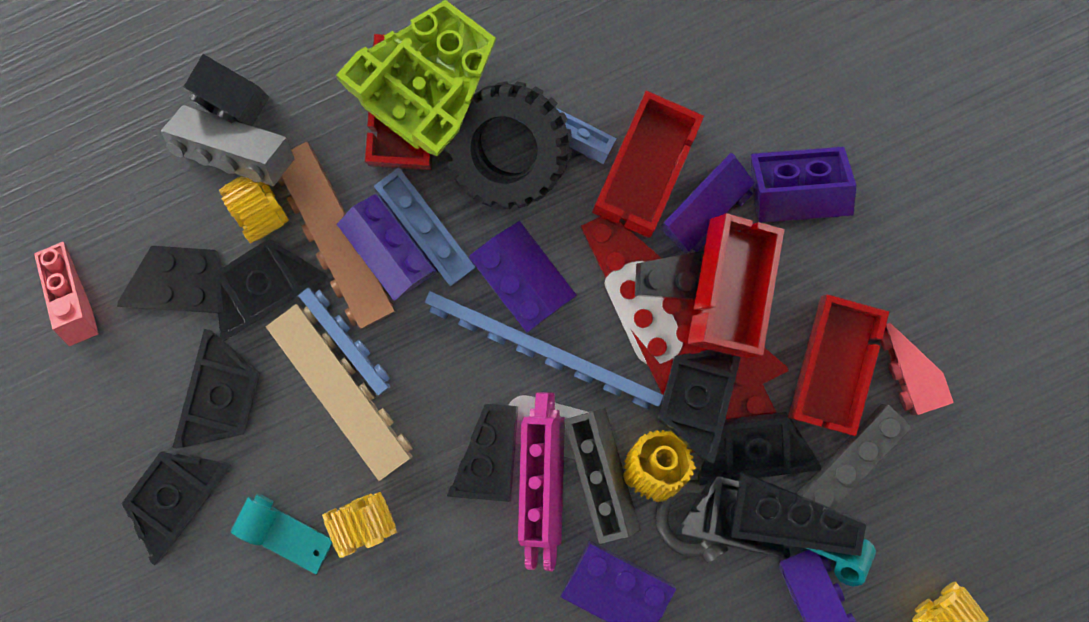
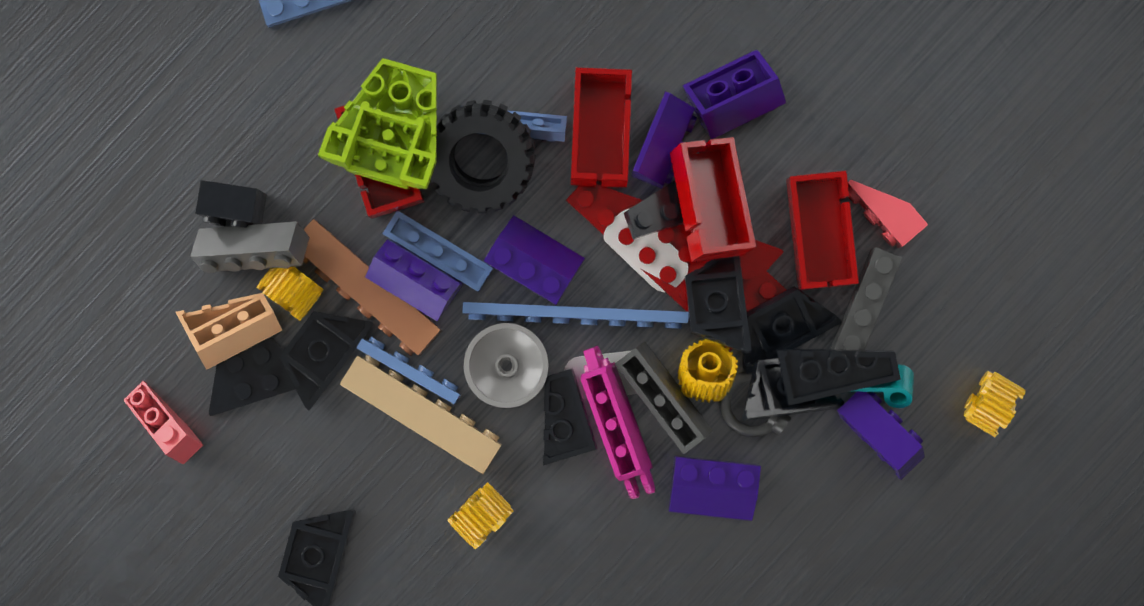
camera: 15 degrees left, 0 degrees up
(172, 222) = (229, 328): none -> light nougat wedge
(217, 394) = (321, 456): black wing -> none
(267, 526) = (421, 550): teal door -> none
(425, 382) = (485, 359): none -> light grey dish

